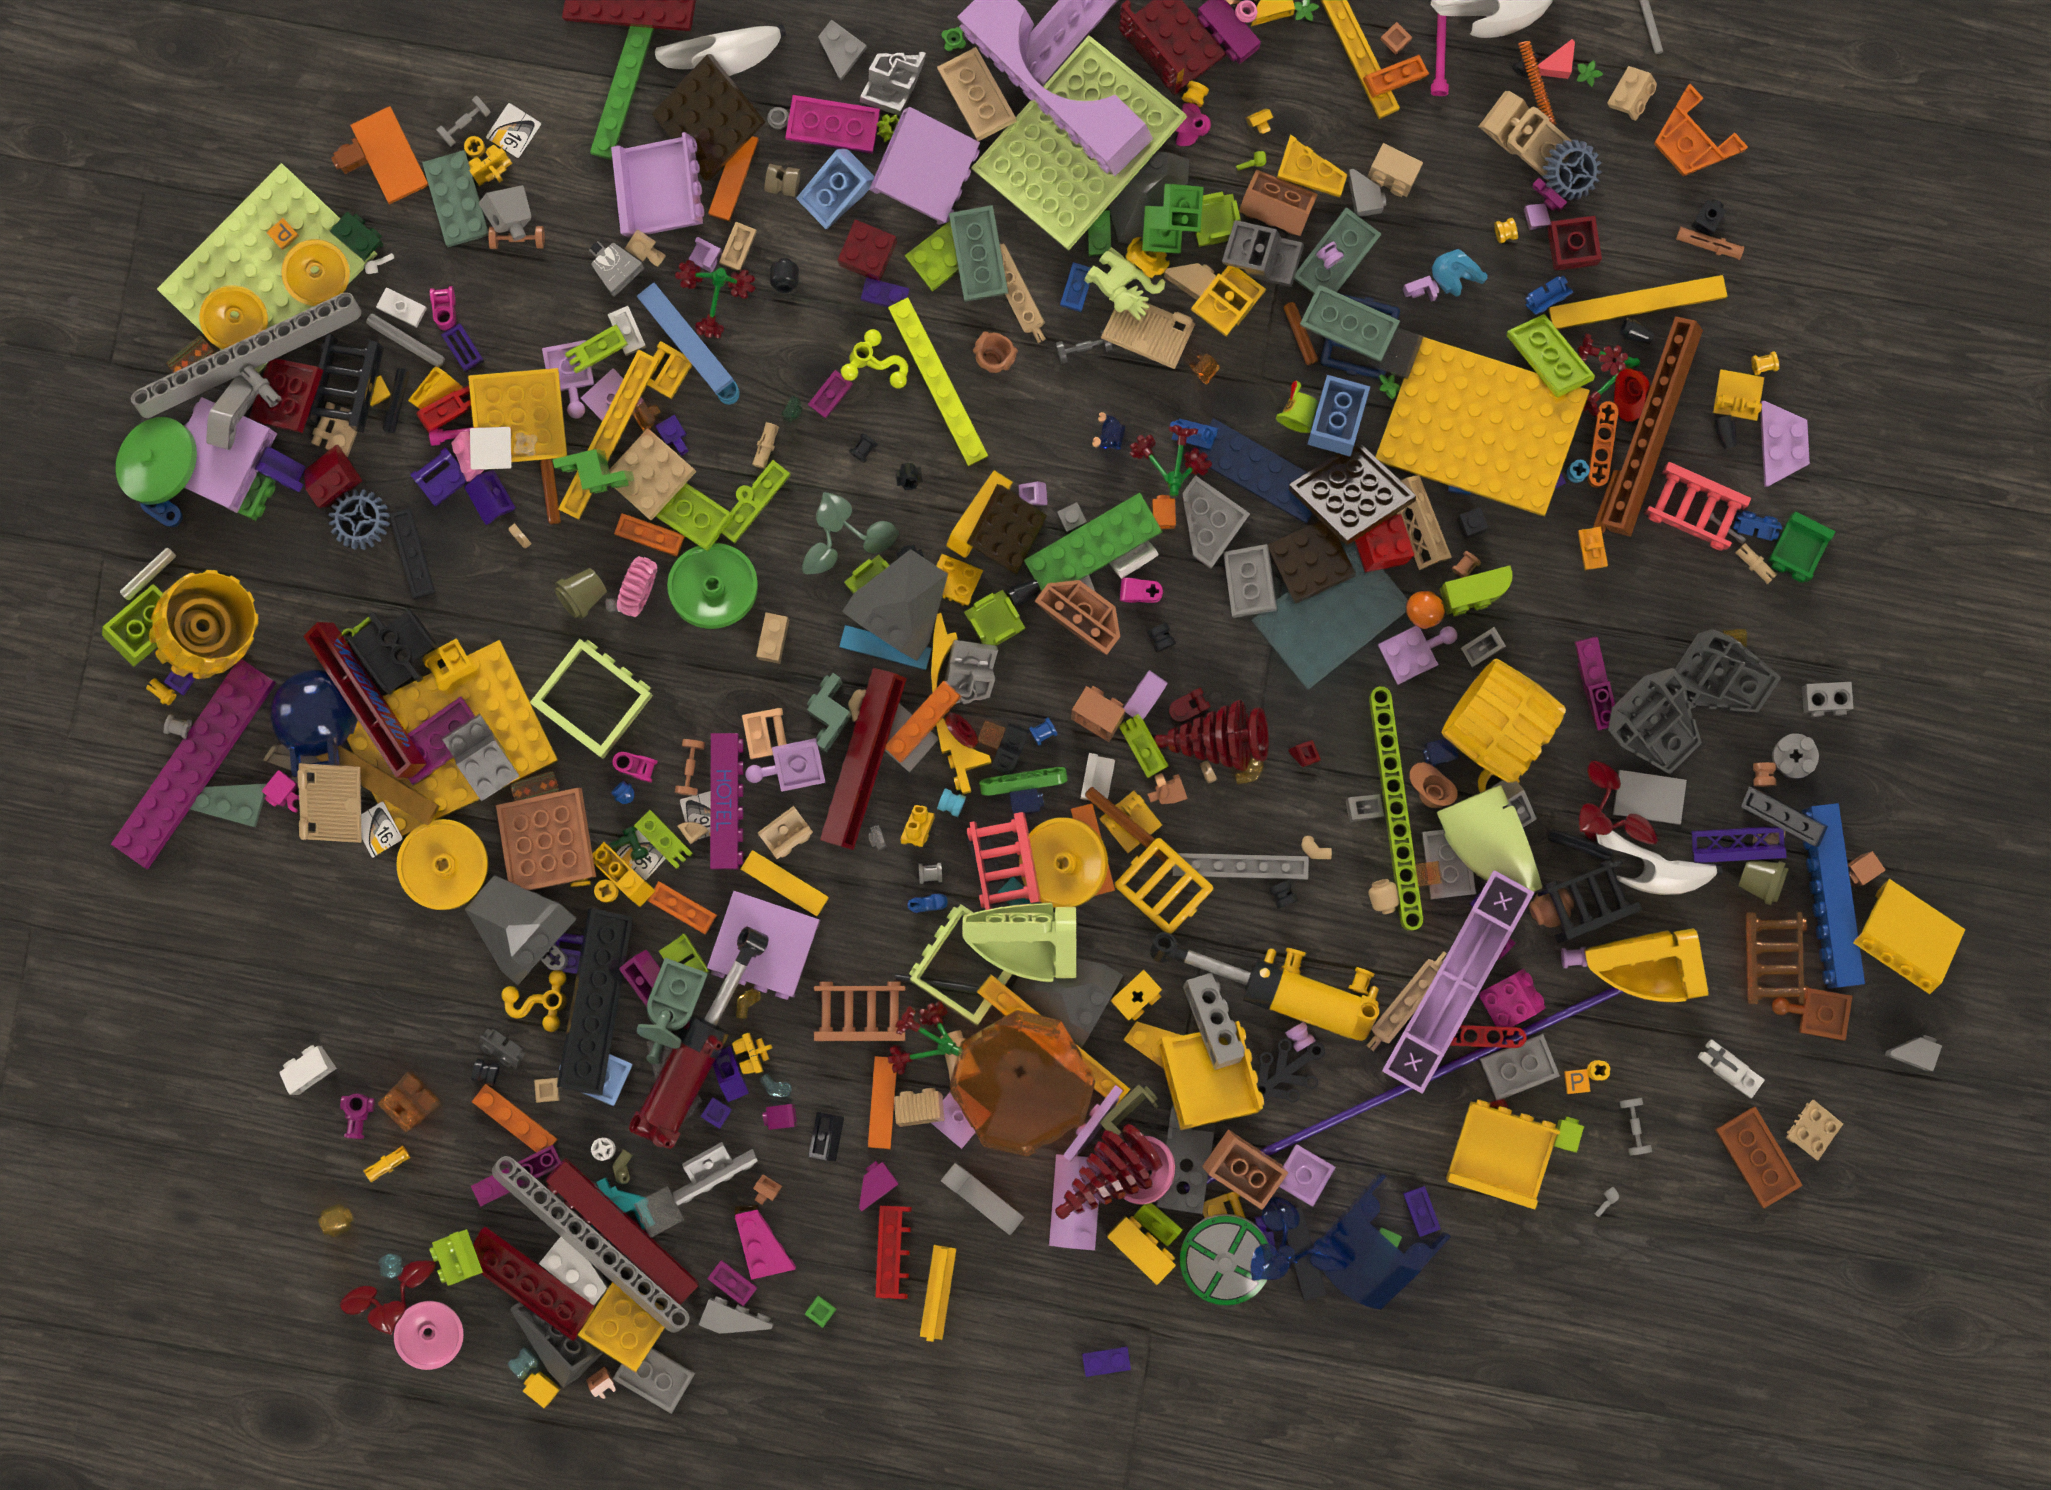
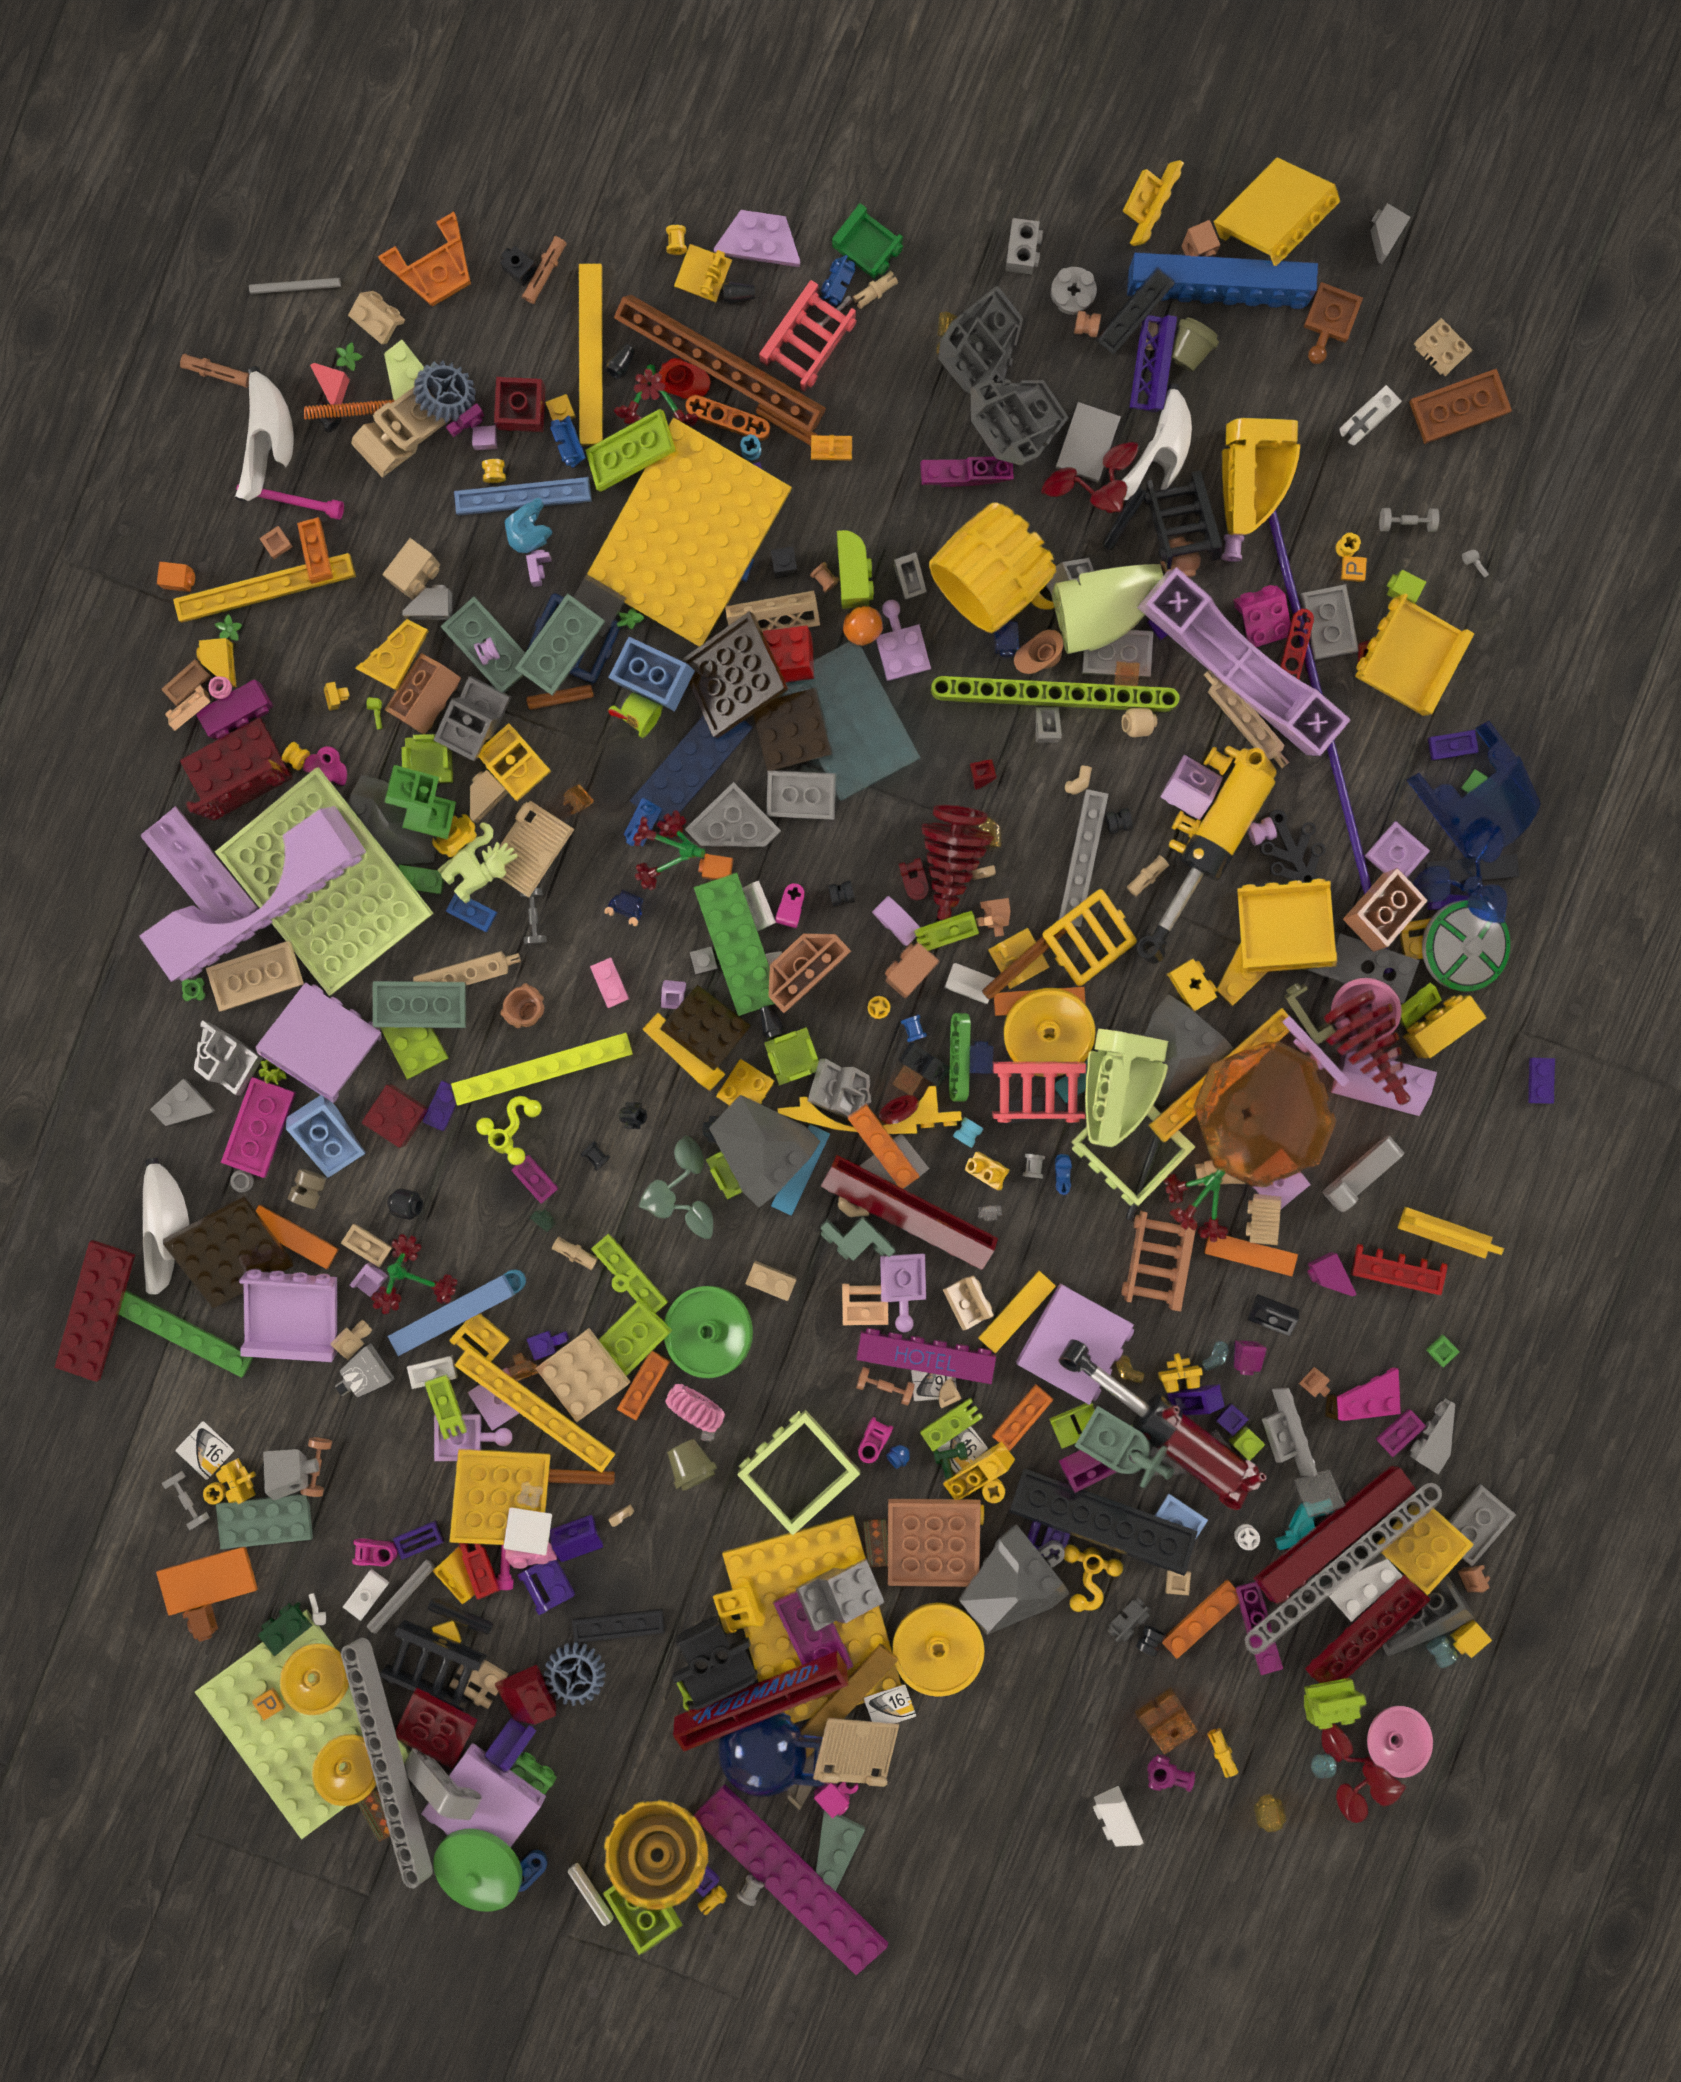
camera: 80 degrees left, 5 degrees up
(261, 386) = (421, 1753): light grey pin -> none
(593, 471) = (571, 1432): bright green bracket -> none
(620, 1167) = (1268, 1523): olive arm -> none
(696, 1130) = (1246, 1442): none -> lime brick
(1033, 431) = (609, 982): none -> bright pink plate
(1058, 690) = (876, 1006): none -> yellow wheel
(1219, 1054) = (1245, 918): light grey brick -> none
(1235, 933) = (1147, 876): none -> tan pin
(1330, 959) = (1192, 787): none -> lavender slope
(1488, 260) = (516, 496): none -> medium blue tile
(1579, 283) = (560, 408): none -> yellow plate
(1587, 126) = (402, 368): none -> yellowish green wing
(1756, 947) = (1278, 371): clear orange fence -> none
(1898, 811) = (1148, 199): none -> yellow bracket

